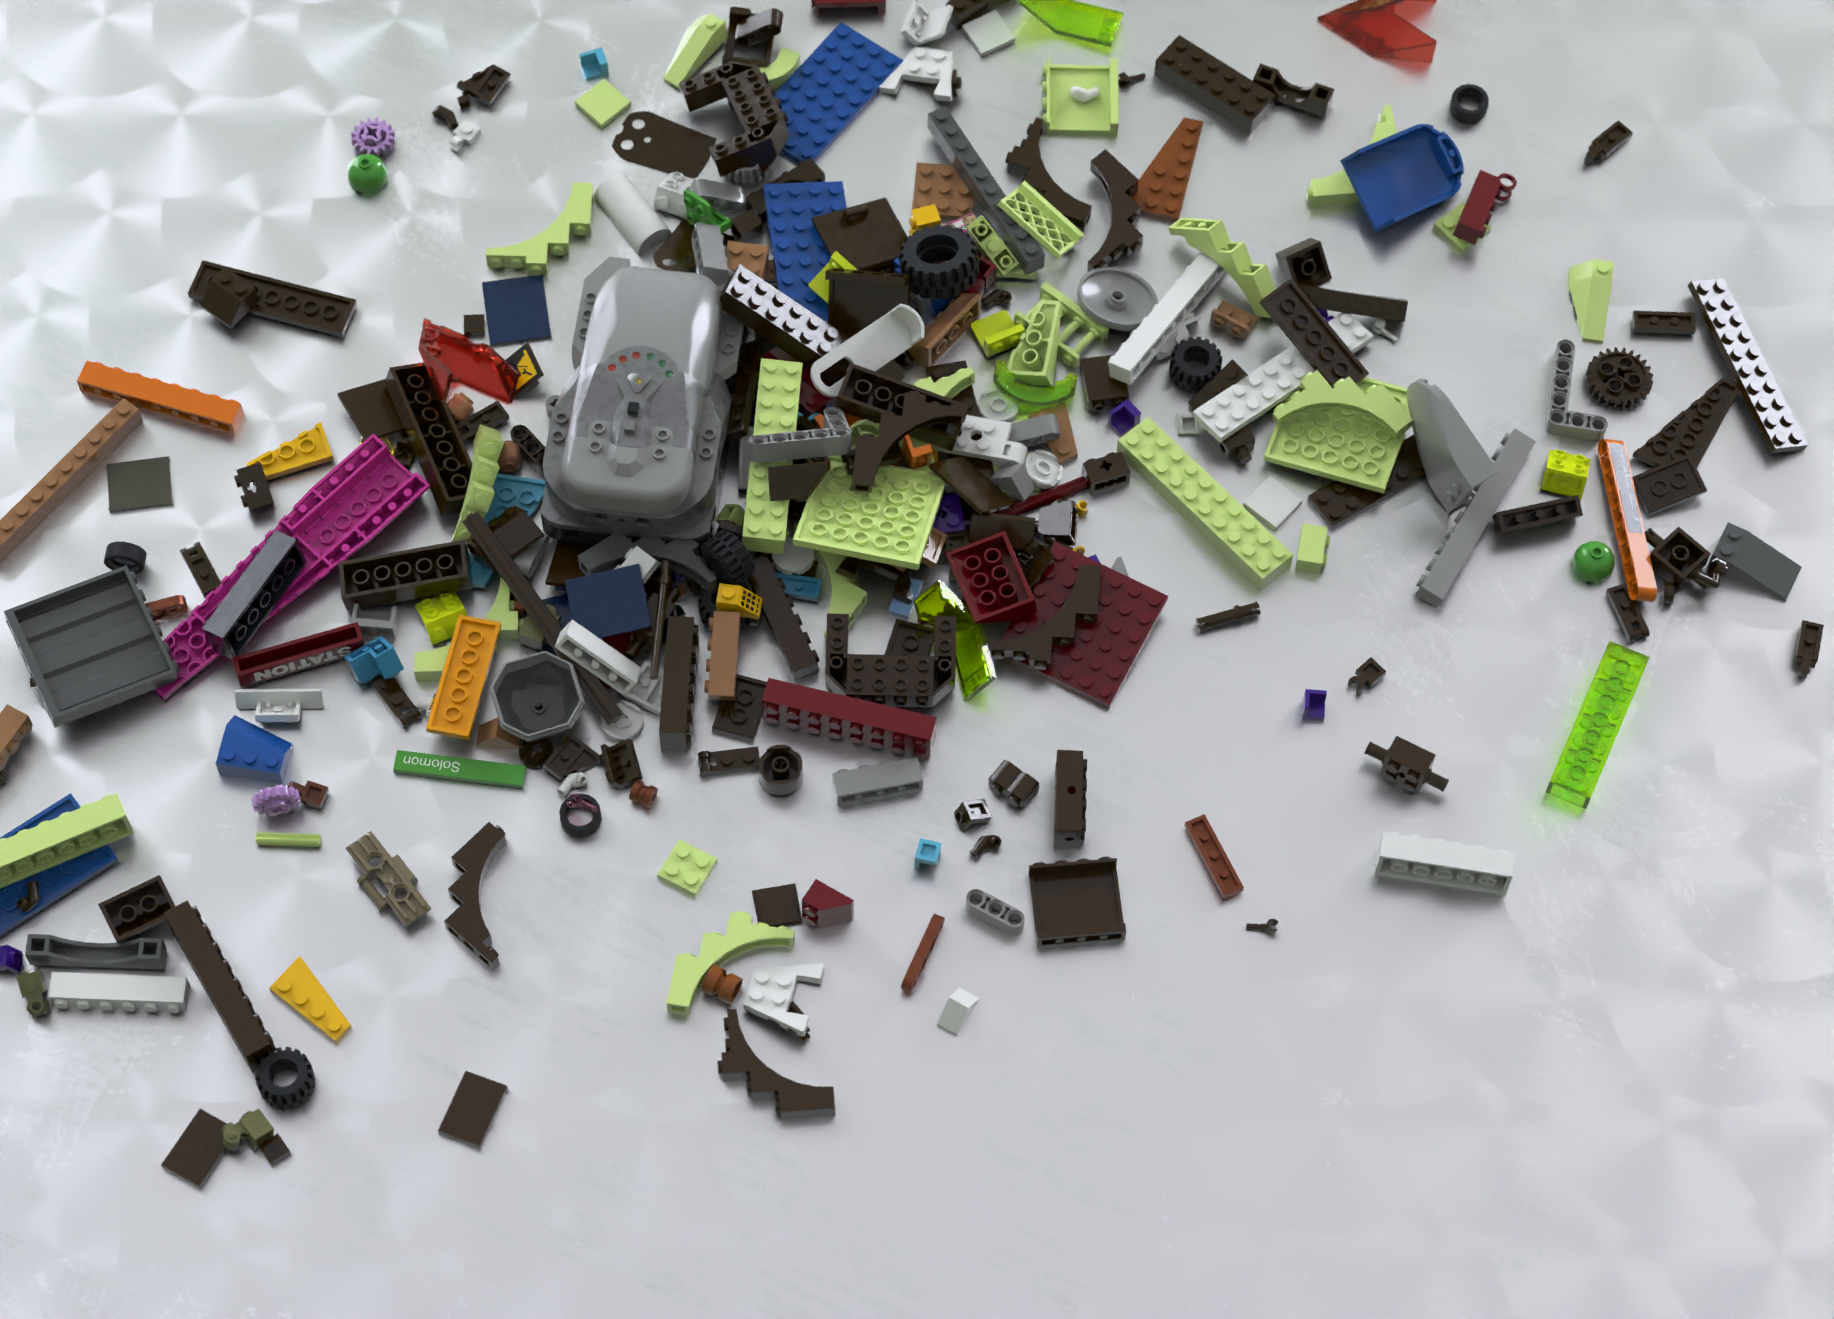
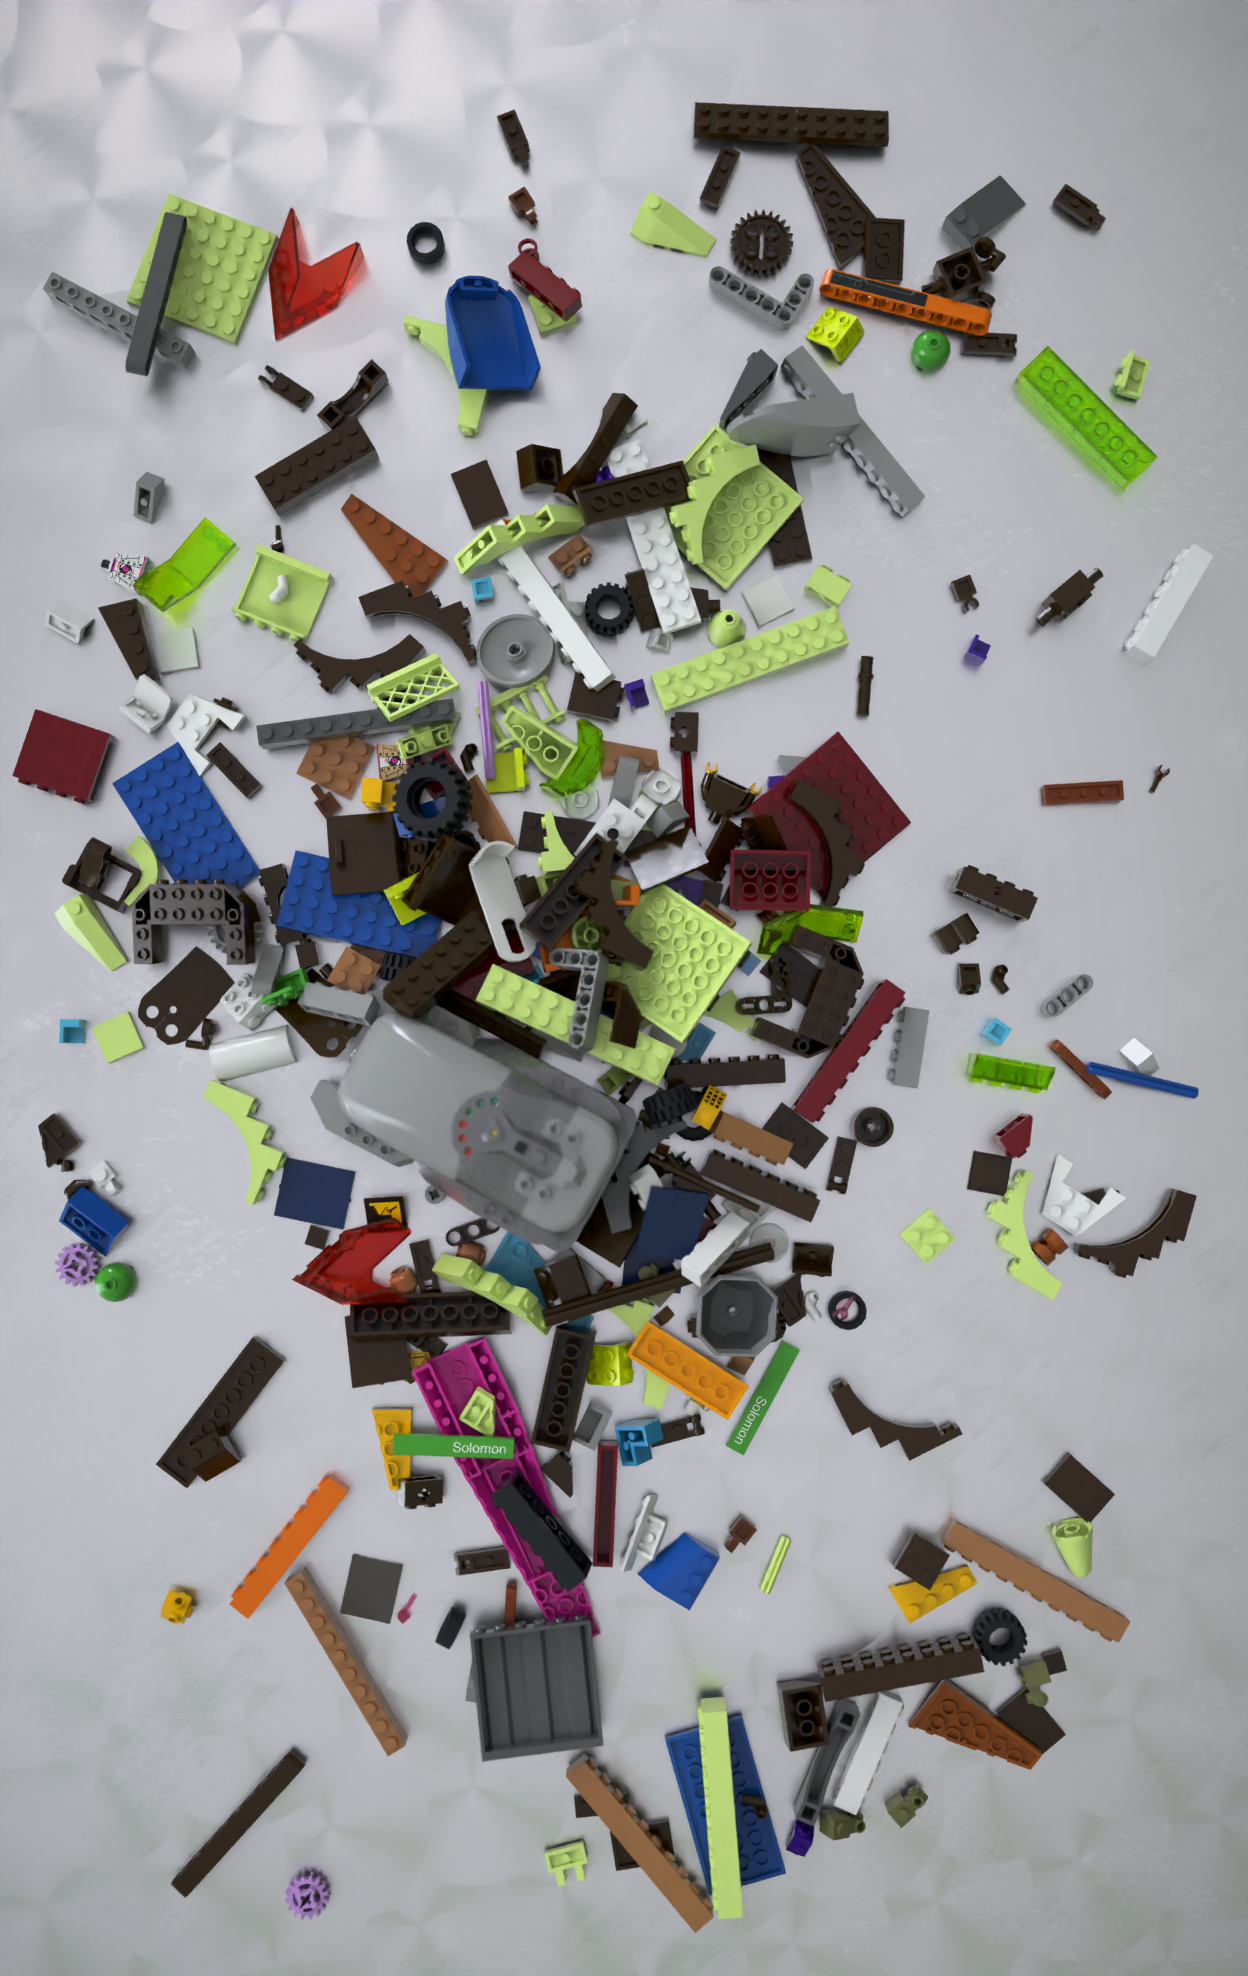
camera: 65 degrees left, 25 degrees up
(68, 320) = (177, 1607): none -> yellow brick
(70, 1046) = (903, 1807): none -> olive brick
(122, 517) = (403, 1615): none -> clear pink hand
(180, 1076) = (965, 1722): none -> dark orange wing
(276, 800) = (743, 1568): lavender gear -> none
(312, 493) = (453, 1445): none -> bright green tile
(317, 607) = (560, 1471): none -> dark brown slope
(341, 970) = (921, 1560): none -> dark brown brick
(353, 507) = (480, 1412): none -> yellowish green wing
(357, 1096) = (1034, 1580): none -> medium nougat brick
(394, 876) = (847, 1489): dark tan piece -> none
(408, 1120) = (1075, 1543): none -> yellowish green cone
(420, 137) = (93, 1221): none -> blue slope
(510, 651) = (664, 1316): none -> medium nougat piece
(639, 169) = (208, 1029): none -> dark brown plate
(644, 793) = (847, 1250): copper wheel -> none
(879, 637) = (777, 994): none -> dark brown beam
(891, 880) = (1009, 1071): none -> clear neon green slope
(896, 112) = (233, 770): none -> dark brown plate
(900, 195) = (326, 802): none -> reddish brown plate
(936, 1015) = (1142, 1080): none -> blue axle
(1028, 297) = (486, 729): none -> lavender axle
(1076, 902) = (1082, 924): dark brown panel -> none
(1163, 252) = (482, 589): none -> medium azure panel
(1229, 469) = (726, 628): none -> yellowish green cone
(1256, 224) = (479, 494): none -> dark brown tile
(1275, 41) = (287, 389): none -> dark brown hinge
(1479, 408) = (755, 378): none -> dark grey slope
(1537, 515) = (873, 376): dark brown brick -> none
(1548, 168) = (523, 203): none -> reddish brown plate
(1664, 753) = (1133, 376): none -> yellowish green bracket

